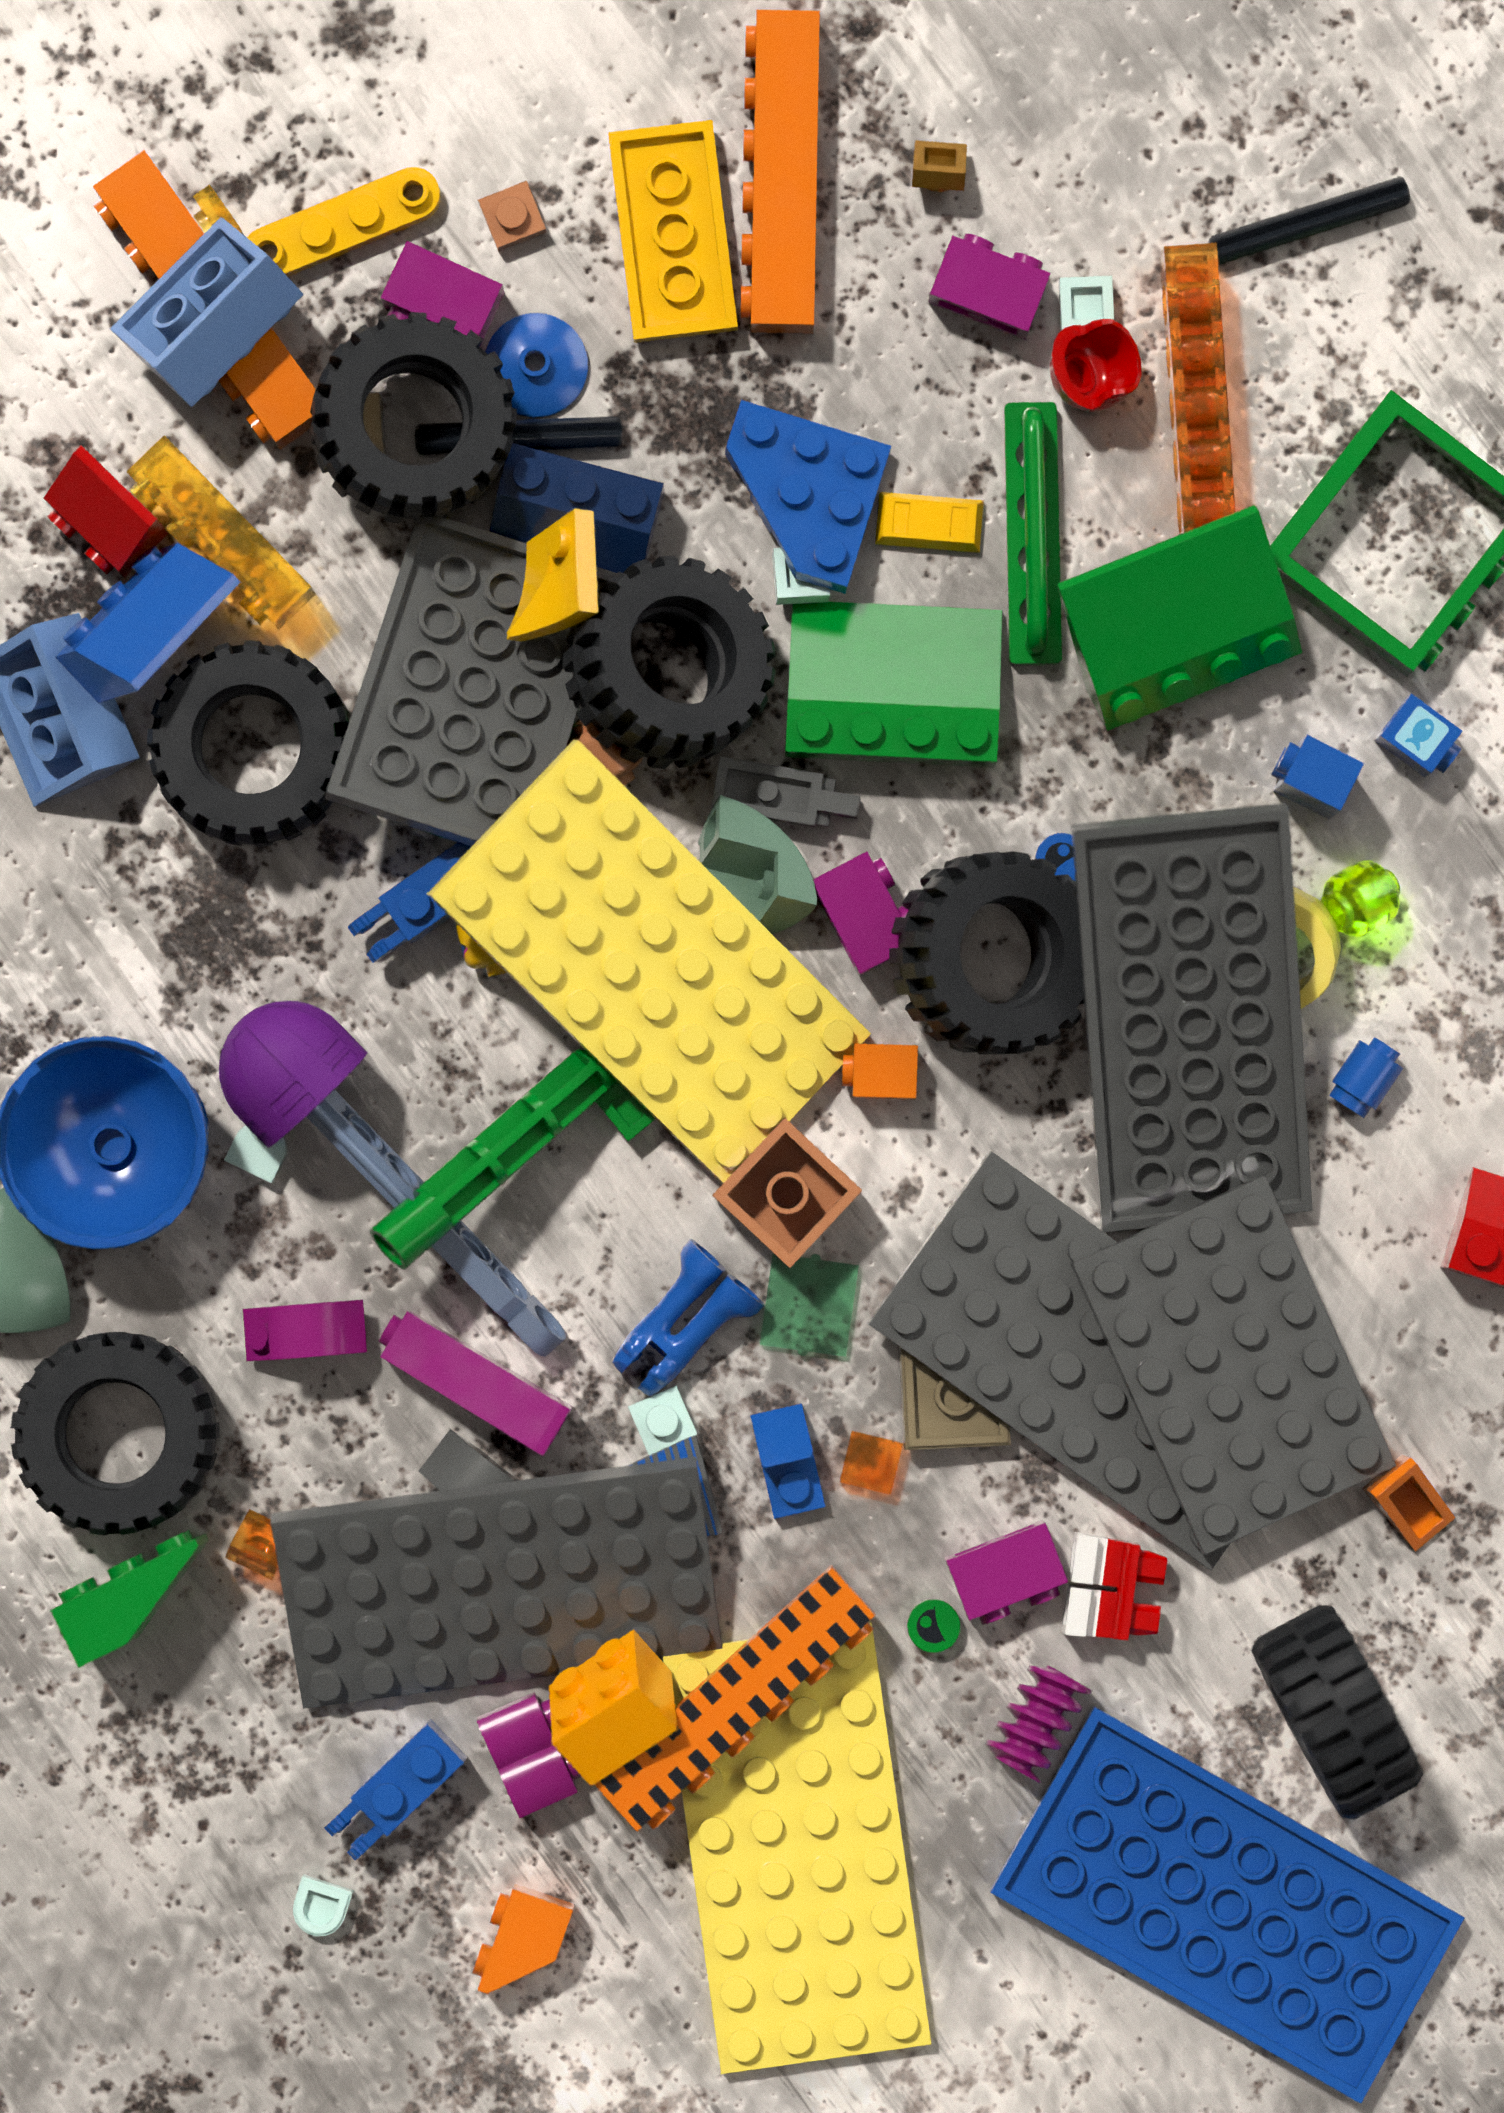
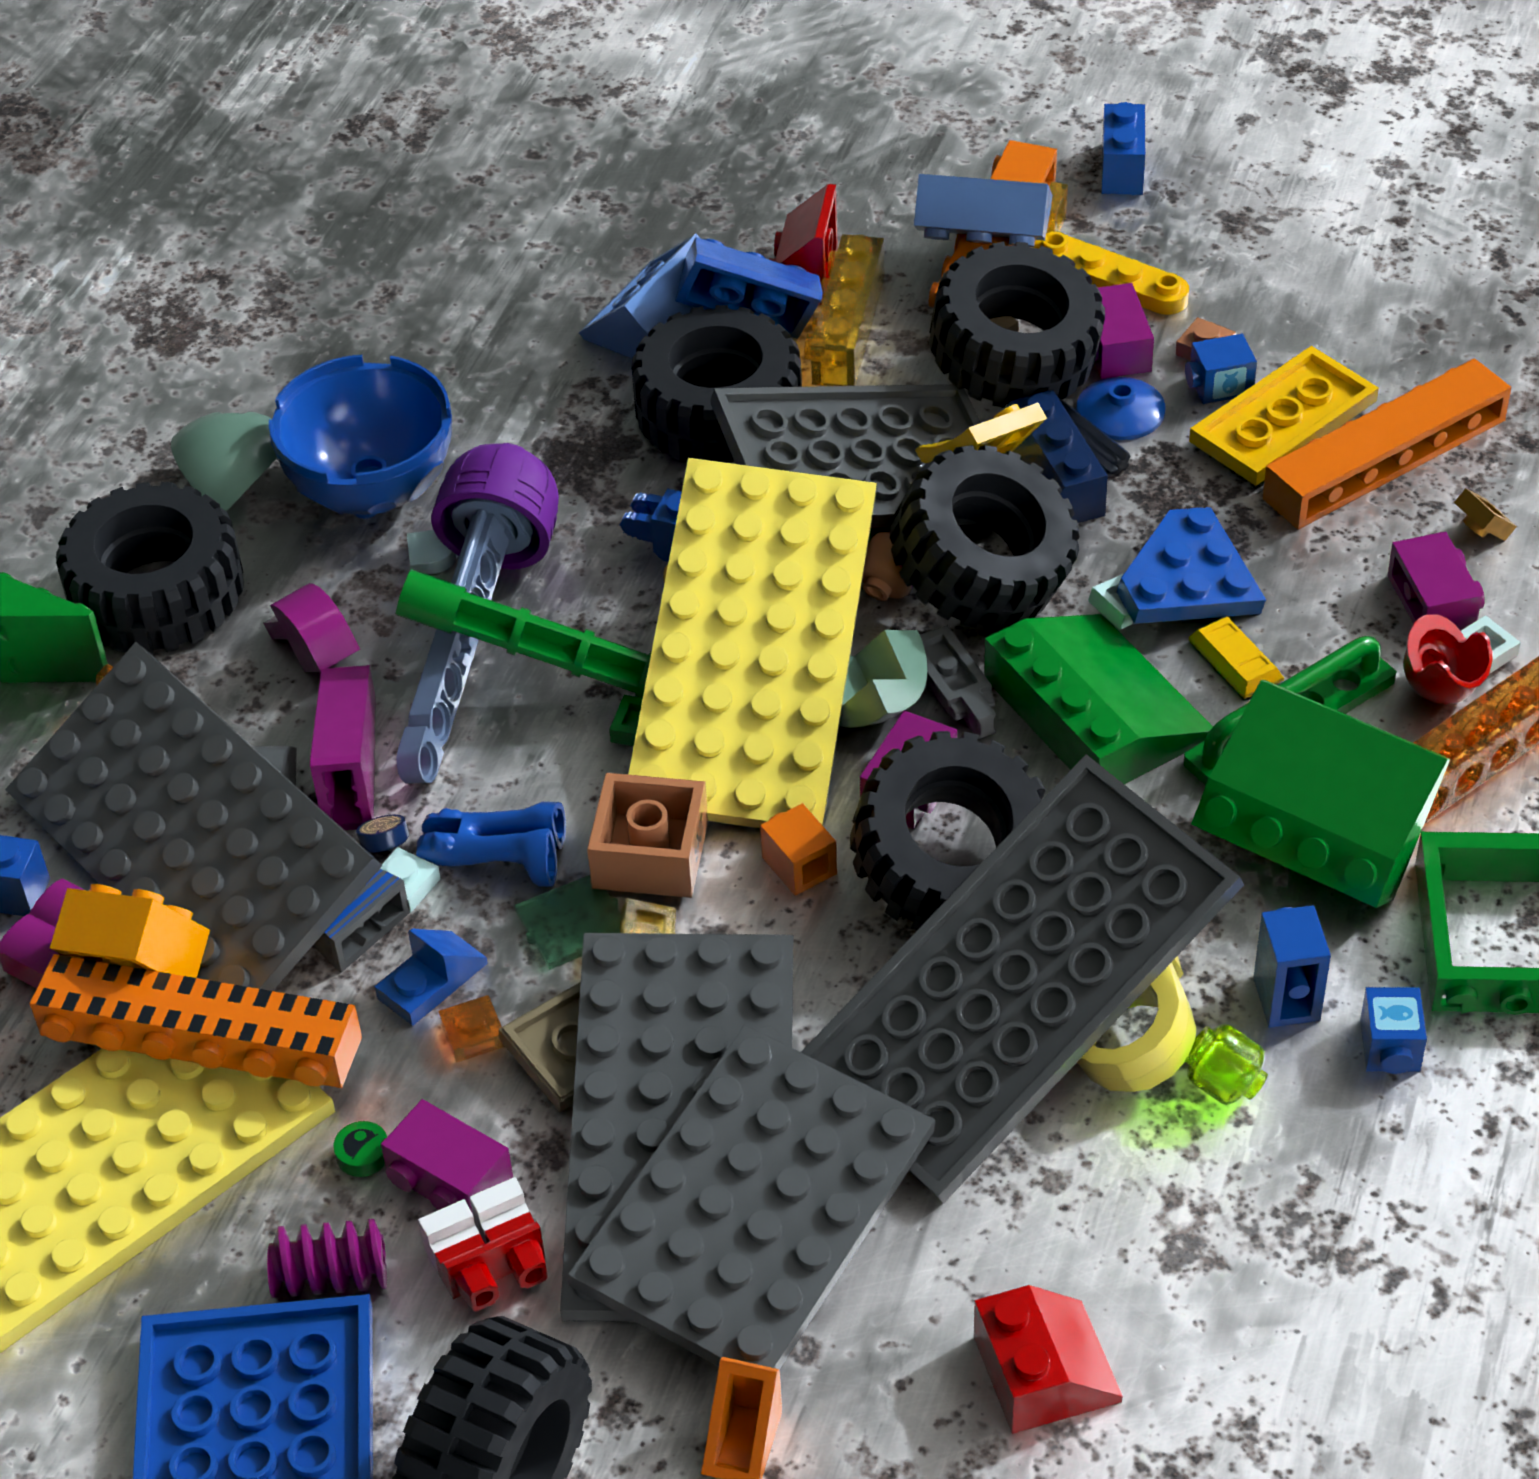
camera: 60 degrees right, 40 degrees down
(177, 69) = (1123, 149): none -> blue brick
(571, 241) = (1221, 368): none -> blue brick
(601, 1409) = (383, 833): none -> dark blue tile
(879, 1257) = (647, 918): none -> clear yellow plate
(1366, 1076) = (1085, 1165): blue brick -> none

